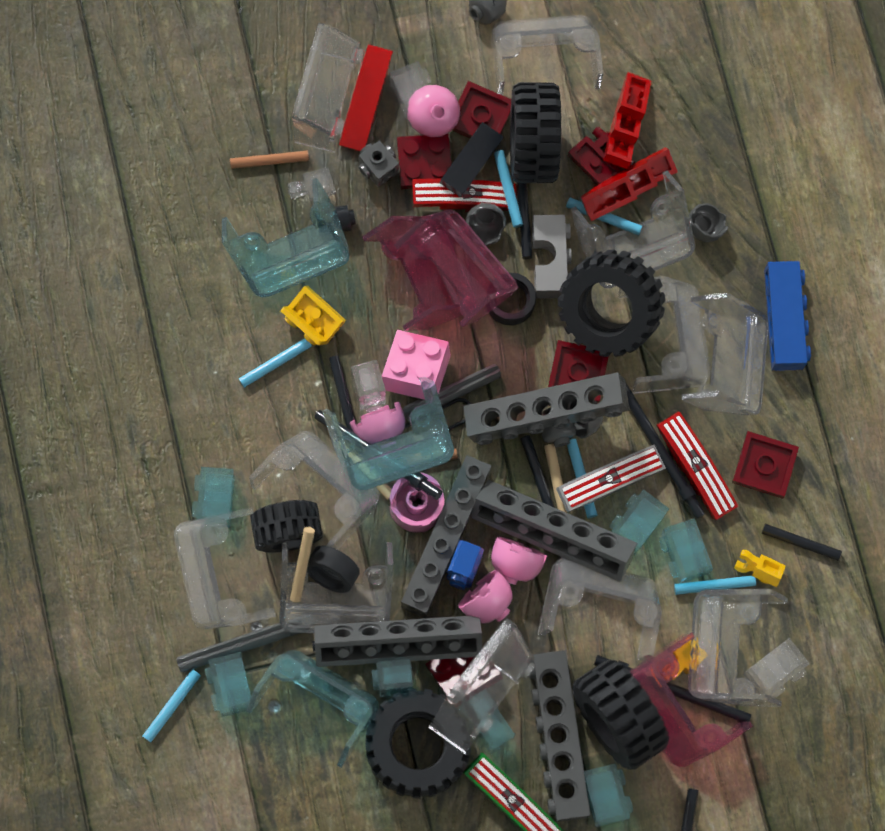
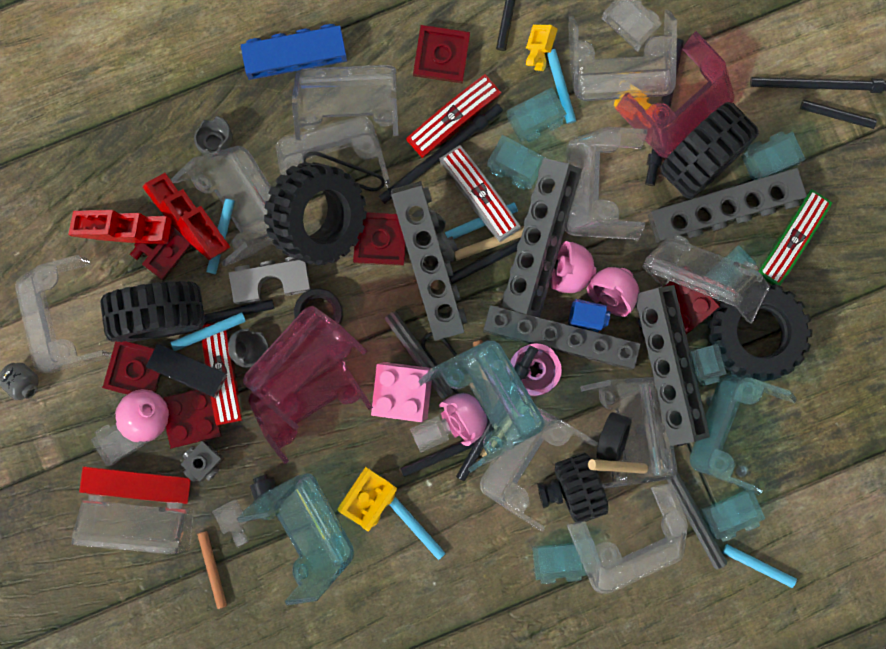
camera: 95 degrees left, 10 degrees up
(286, 493) = (550, 493): none -> black wheel
(657, 347) = (350, 166): none -> black piece

